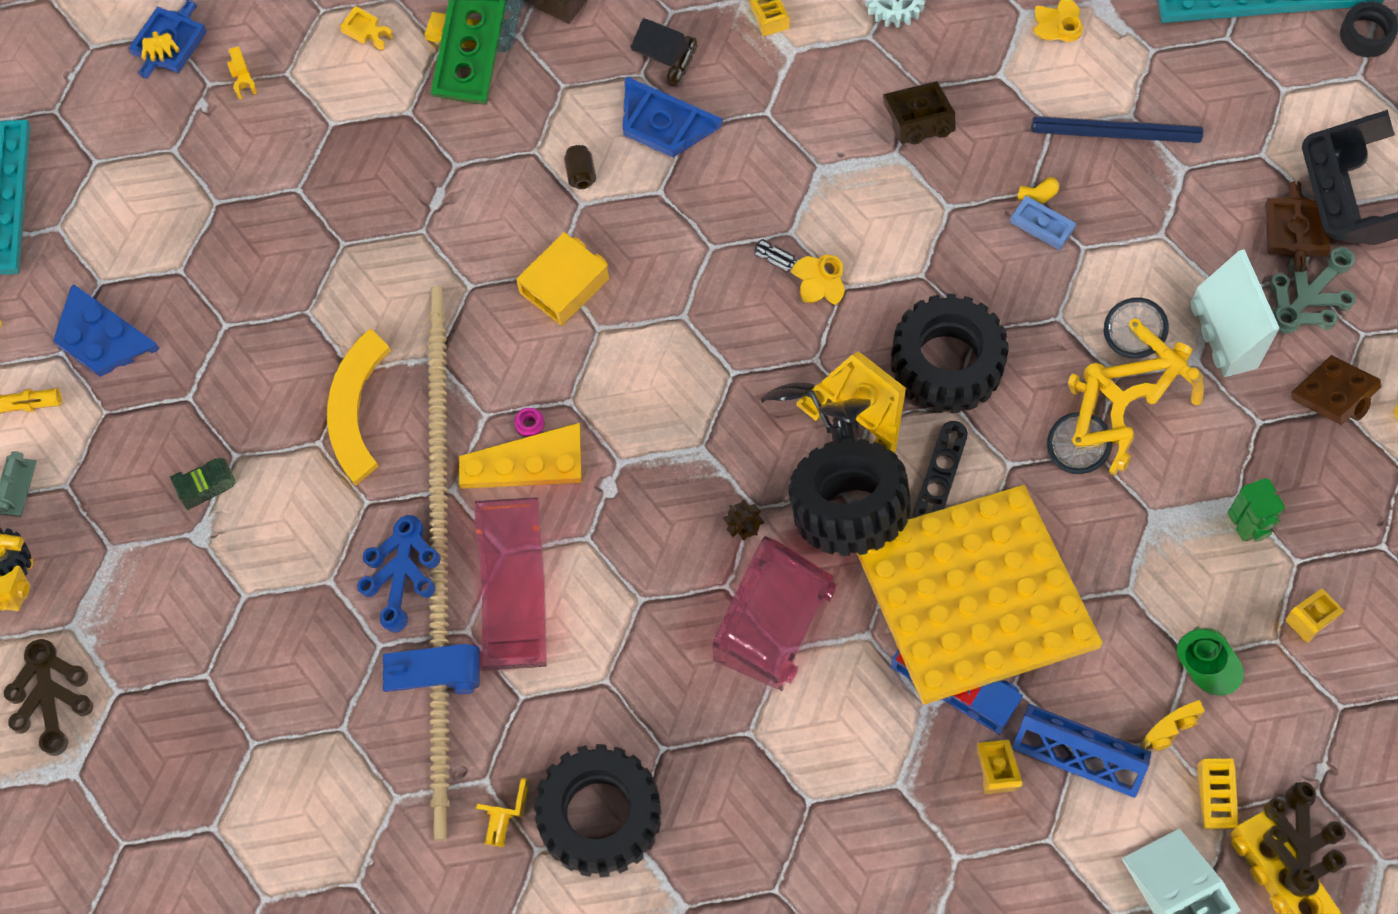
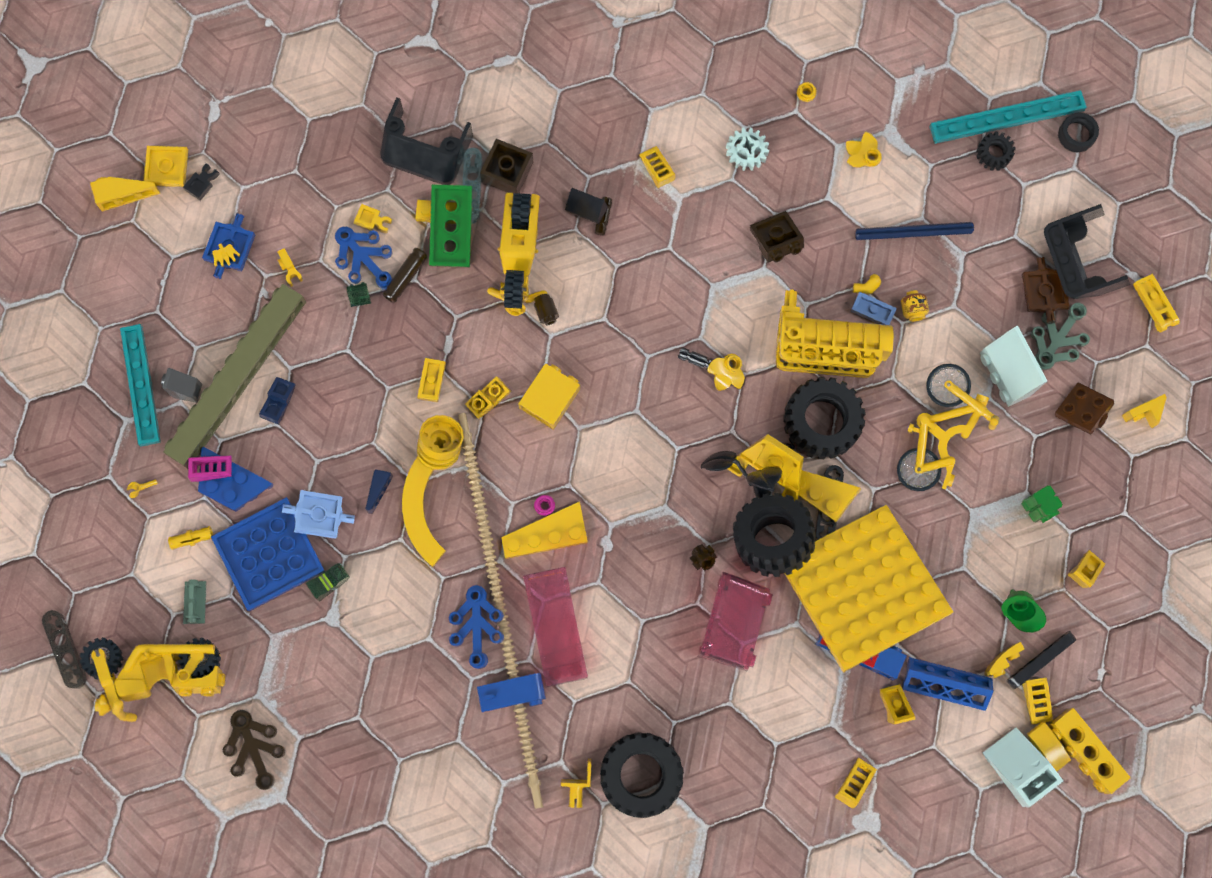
camera: 15 degrees left, 10 degrees up
(61, 200) = (181, 385): none -> dark grey slope
(65, 301) = (202, 461): none -> dark pink slope
(128, 435) = (267, 555): none -> blue plate
(136, 201) = (235, 375): none -> olive brick
(190, 239) = (277, 401): none -> dark blue slope
(209, 389) = (318, 514): none -> light blue plate
(300, 367) = (378, 486): none -> dark blue slope
(327, 118) = (358, 294): none -> clear green tile
(343, 70) = (362, 254): none -> blue plant
(395, 102) = (404, 275): none -> dark brown axle
(396, 314) = (439, 442): none -> yellow wheel
(404, 238) = (431, 380): none -> yellow plate
(481, 271) = (488, 397): none -> yellow slope
(552, 65) = (518, 251): none -> yellow piece
(664, 120) = (597, 264): blue wing -> none
(906, 890) = (846, 798): none -> yellow slope
(937, 457) = (827, 494): none -> yellow wing
(972, 255) = (829, 343): none -> yellow piece
(1103, 225) = (914, 306): none -> yellow head
(1227, 861) = (1048, 745): none -> yellow slope
(1230, 734) = (1041, 660): none -> black beam
(1250, 27) = (1000, 141): none -> black tyre
(1302, 878) = (1099, 752): dark brown plant -> none

